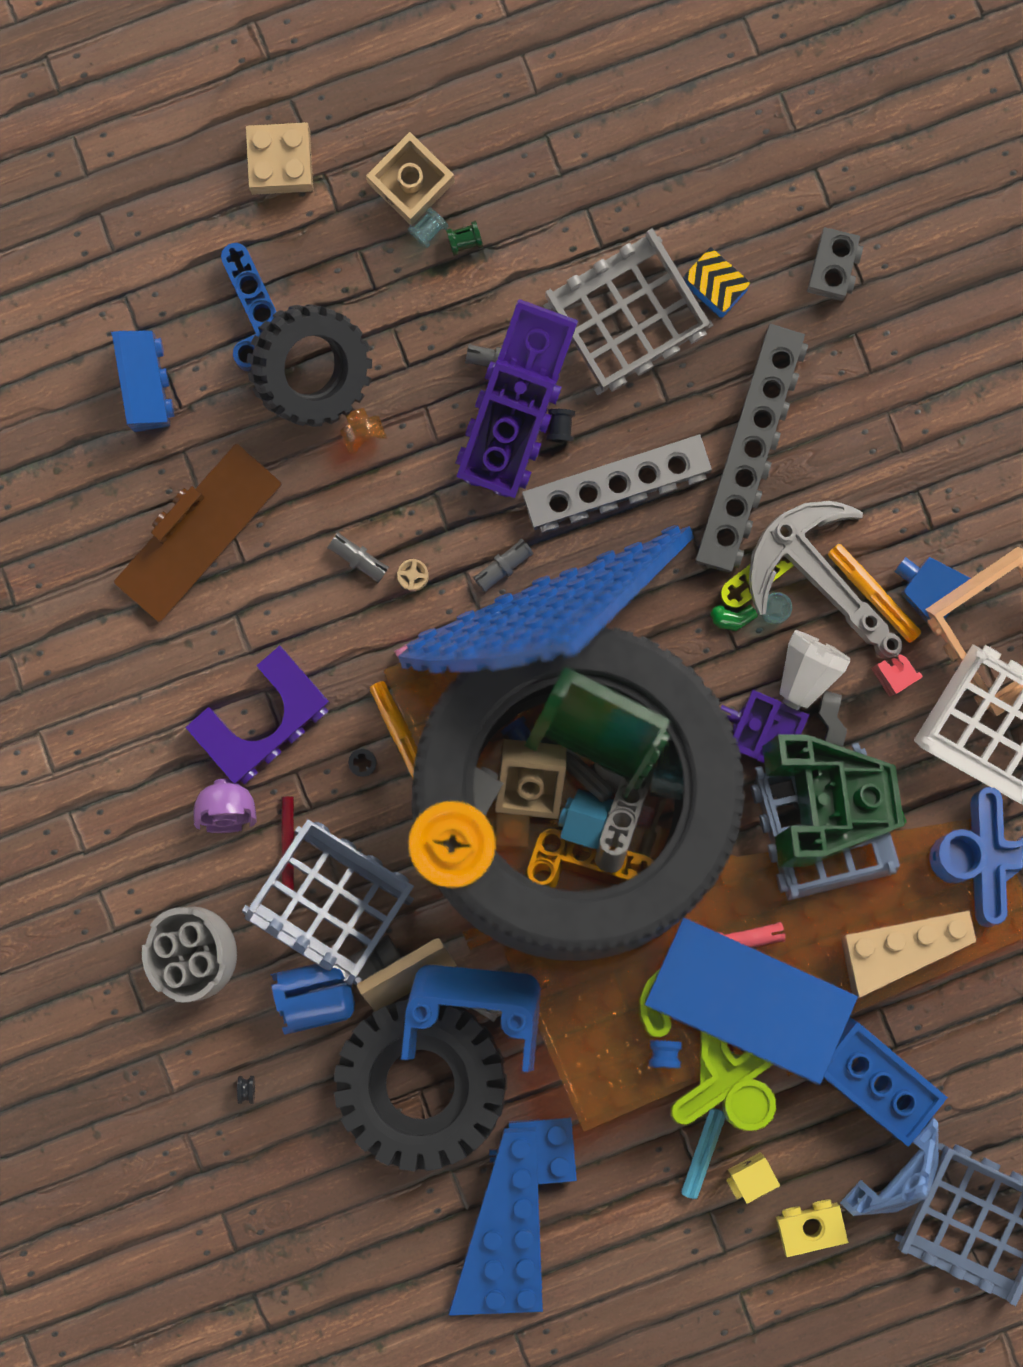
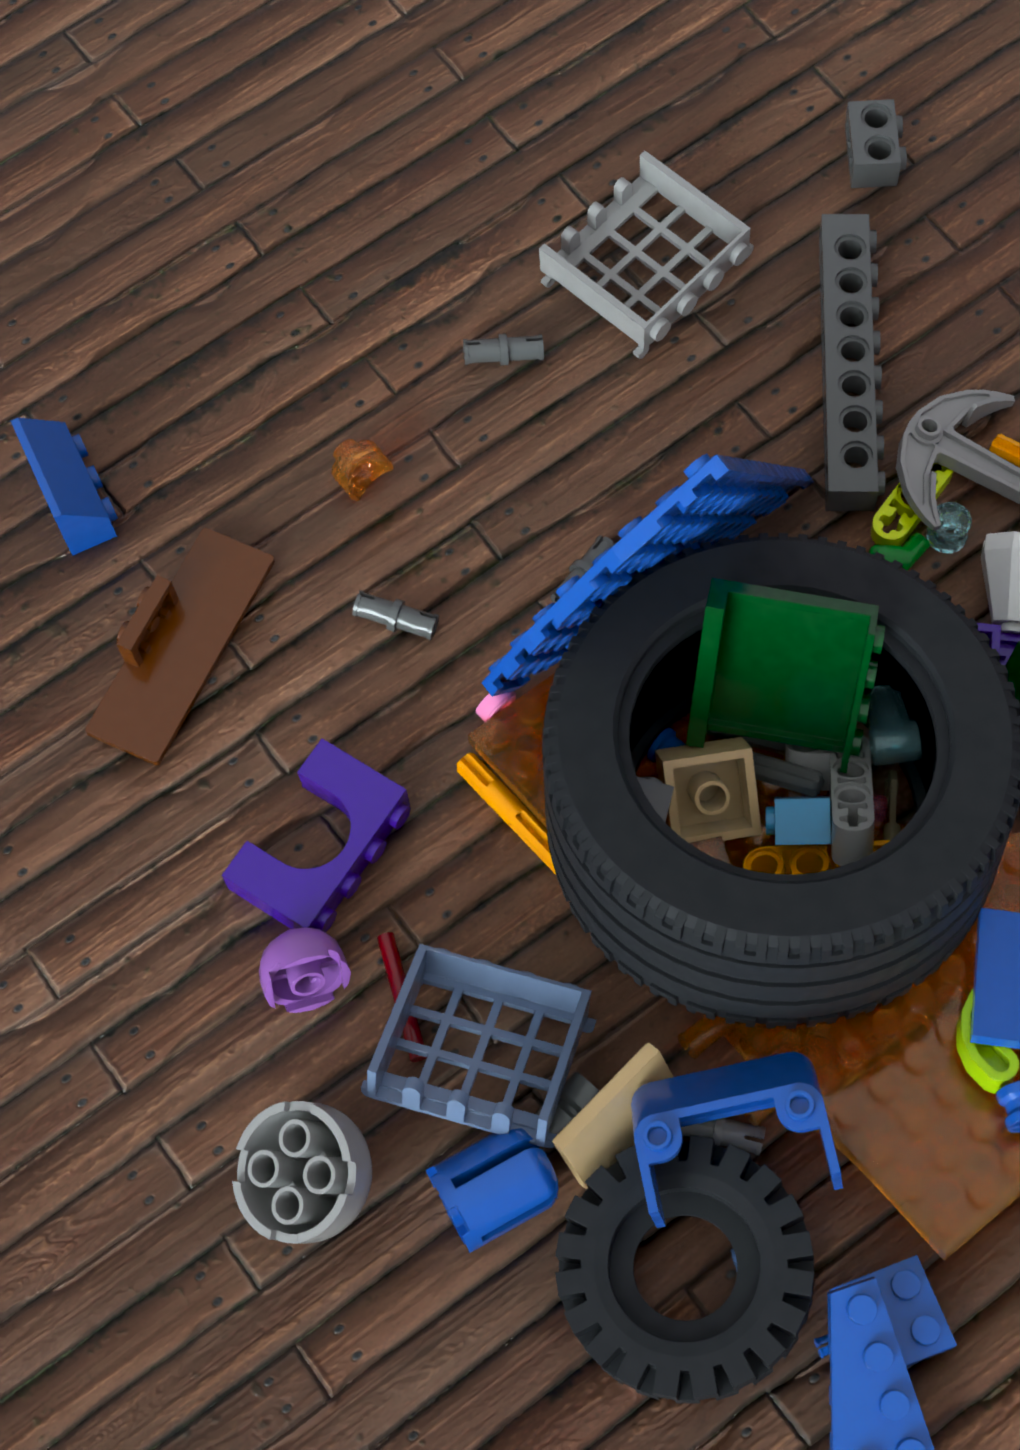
camera: 10 degrees left, 20 degrees down
(246, 1089) = (435, 1355): black bush -> none
(250, 302) = (183, 367): blue beam -> none
(279, 158) = (177, 209): tan brick -> none
(348, 373) = (296, 359): black tyre -> none
(355, 769) = (465, 873): black bush -> none
(410, 178) = (339, 185): tan brick -> none
(414, 571) = (470, 606): tan wheel -> none
(428, 227) = (376, 234): clear light blue bush -> none
(464, 238) = (423, 233): dark green bush -> none
(470, 830) = (652, 823): light orange gear -> none
(516, 401) = (541, 366): dark purple wedge -> none
(560, 425) = (605, 398): black bush -> none
(689, 450) = (771, 381): light grey brick -> none
(716, 282) = (744, 191): piece -> none

